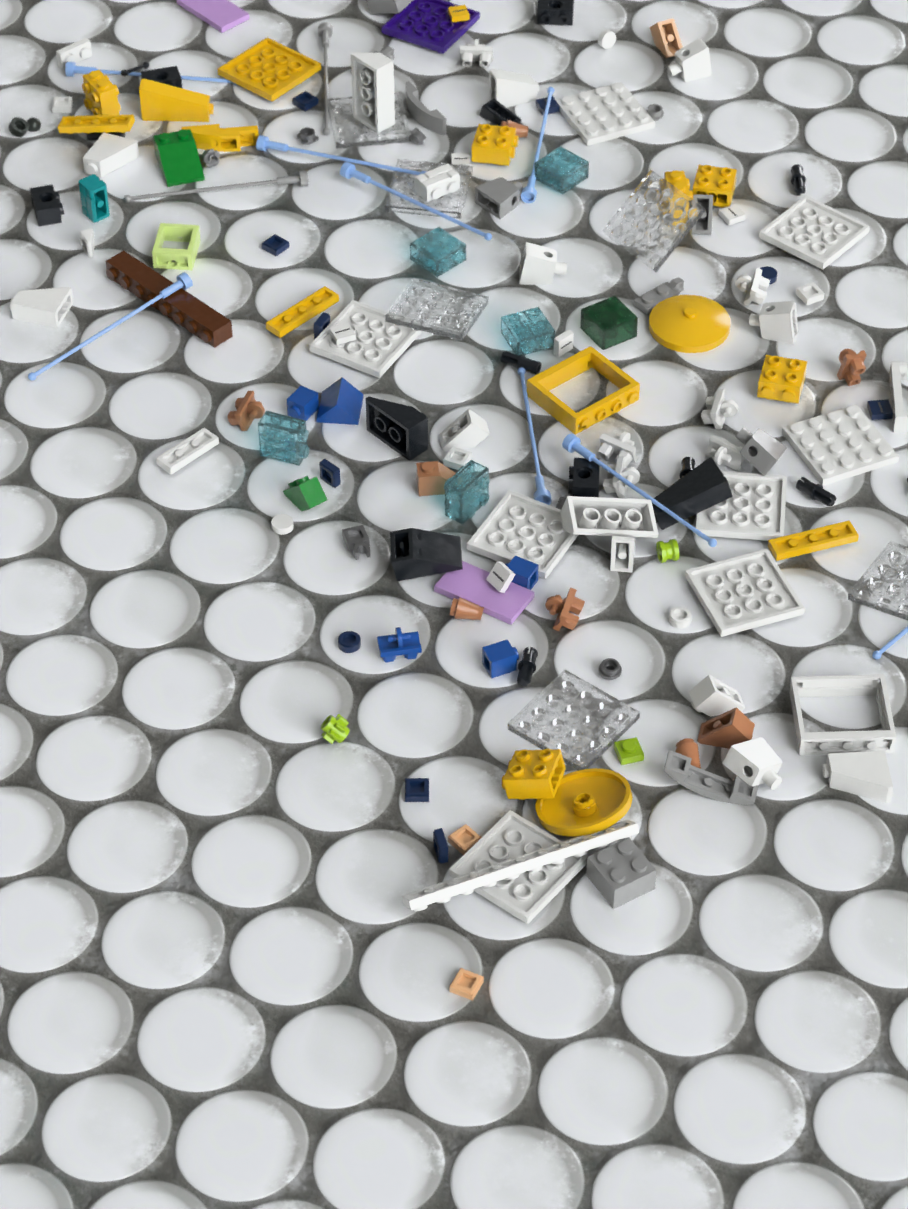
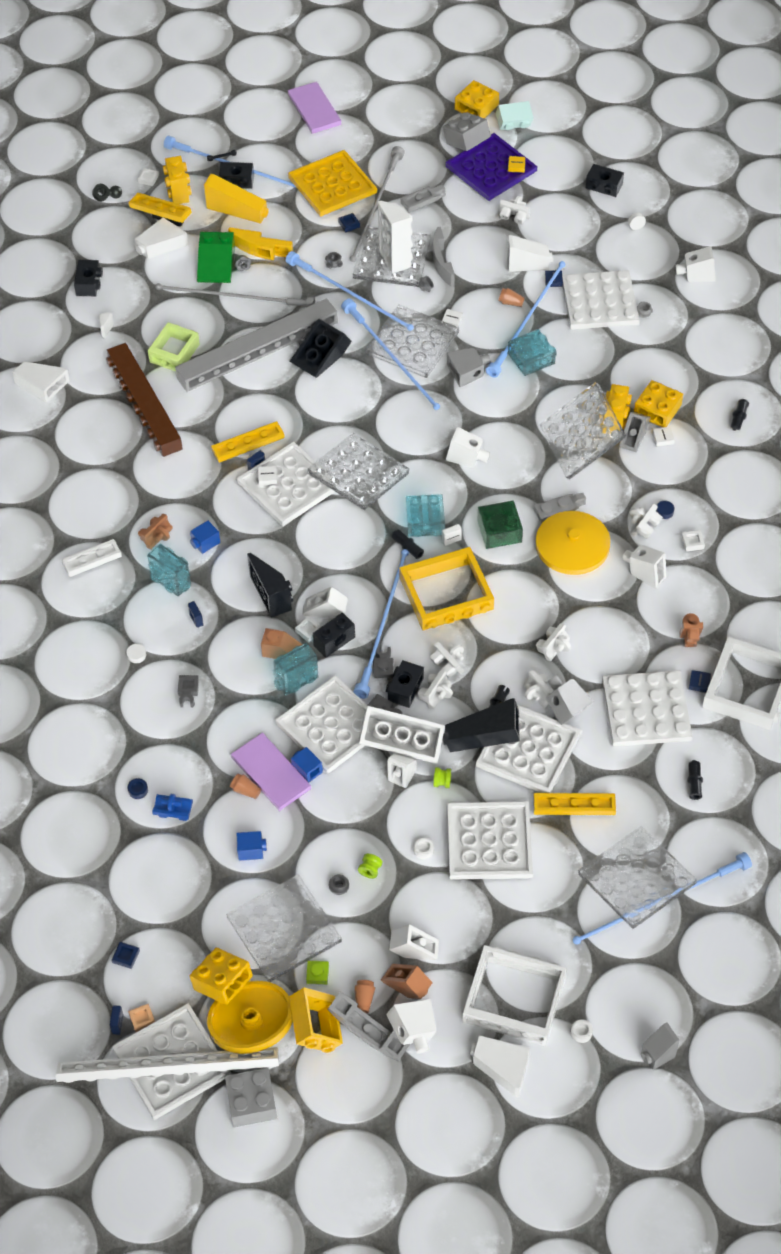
camera: 20 degrees right, 10 degrees up
(74, 53) = (178, 127): white plate -> none
(94, 198) = (125, 282): teal brick -> none
(183, 281) = (156, 389): light blue piece -> none
(271, 220) = (254, 345): none -> light grey brick
(275, 245) = (257, 366): dark blue tile -> none
(305, 493) = (166, 629): green slope -> none
(335, 728) = (83, 875): lime gear -> none
(337, 212) = (320, 348): none -> black slope
(340, 404) = (236, 544): blue slope -> none
(424, 553) = (233, 721): black slope -> none
(437, 182) = (415, 340): white brick -> none
(438, 251) = (386, 411): clear light blue brick -> none
(466, 984) = (78, 1163): light nougat tile -> none
(491, 451) = (334, 635): none -> black brick
(494, 144) = (485, 310): yellow brick -> none
(496, 112) = (506, 268): black slope -> none
(500, 576) = (285, 764): white tile -> none
(527, 666) = (270, 860): black axle -> none
(552, 473) = (383, 664): none -> flat silver plate
(556, 605) = (324, 820): nougat hips -> none
(572, 443) = (405, 646): light blue piece -> none
(634, 644) = (370, 866): none -> lime wheel
(654, 784) = (330, 1027): none -> yellow window
(666, 37) = (690, 234): light nougat slope -> none
(782, 379) = (623, 626): yellow brick -> none
(814, 232) = (727, 475): white plate -> none
(816, 491) = (601, 753): black axle -> none

